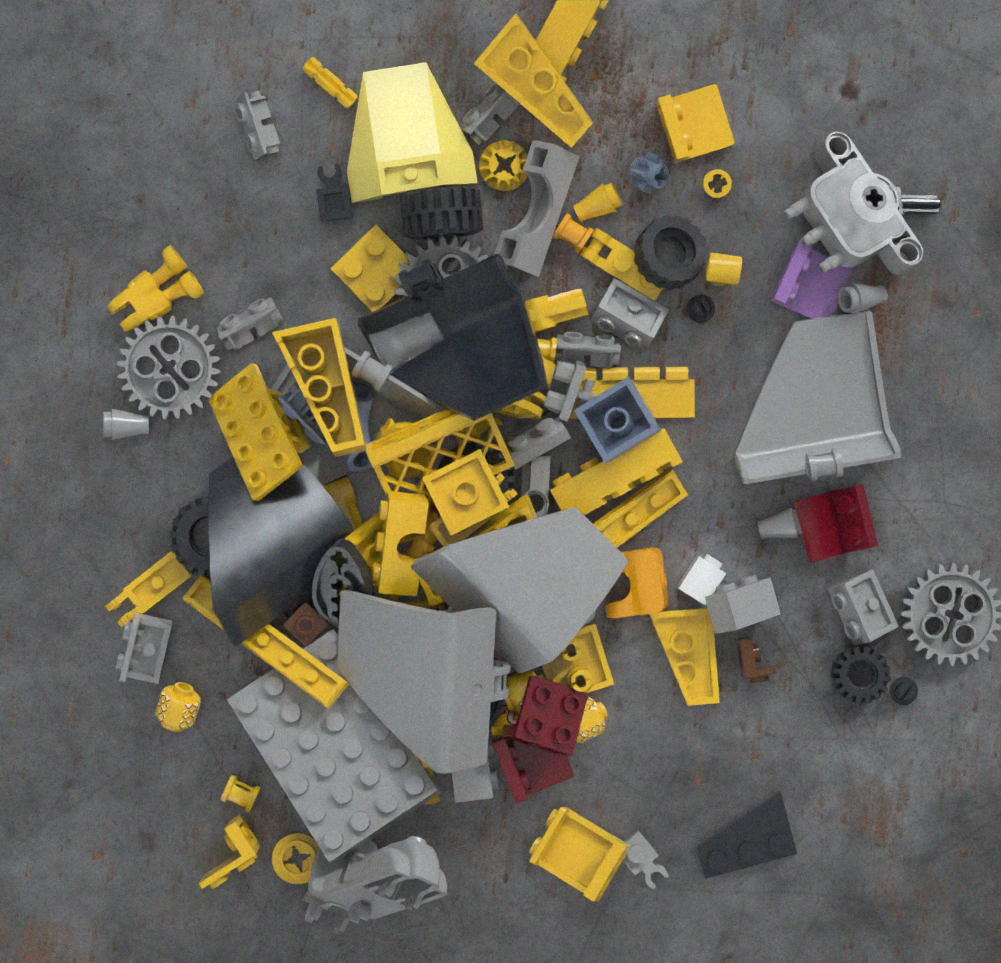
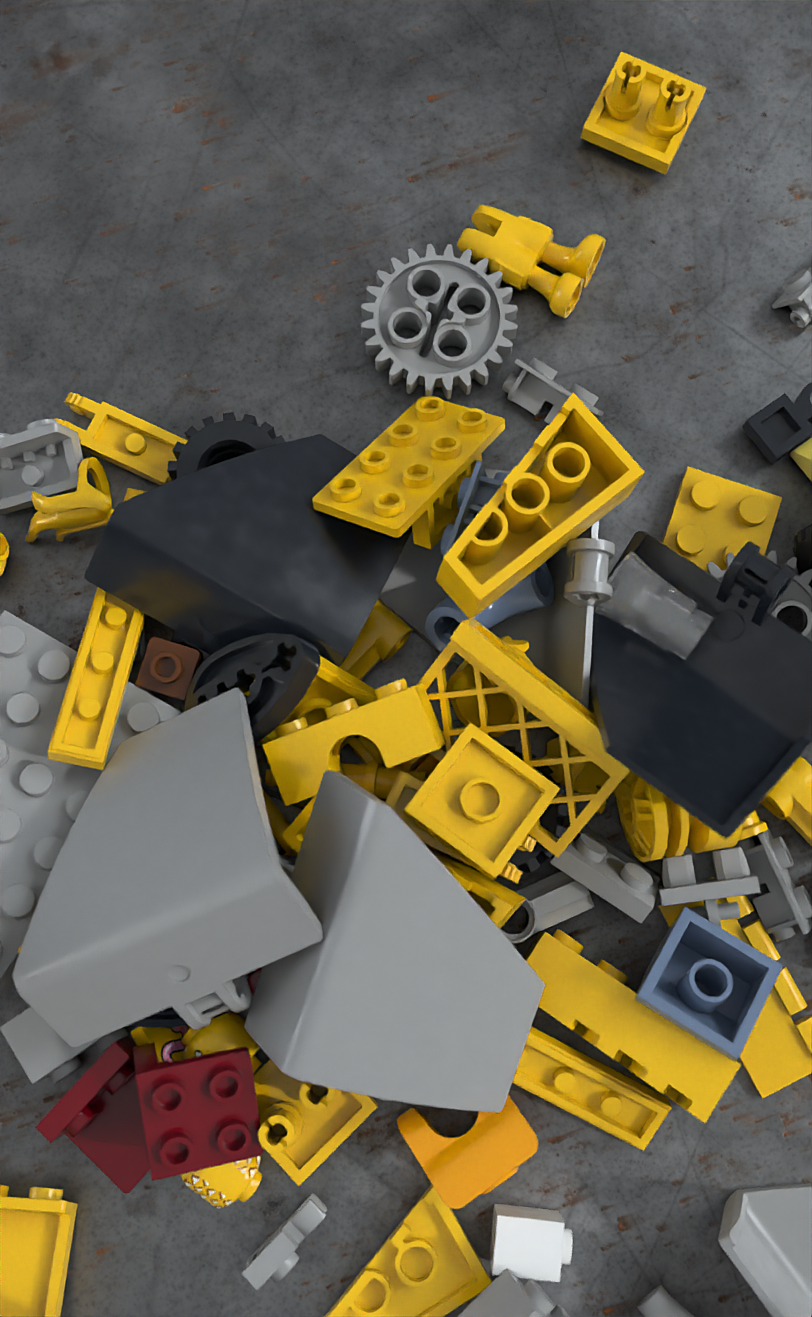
camera: 65 degrees right, 10 degrees down
(94, 173) = (643, 113): none -> yellow plate
(124, 424) = (330, 298): light grey cone -> none
(185, 634) = (74, 511): none -> yellow piece
(642, 711) = (277, 1253): none -> light grey plate

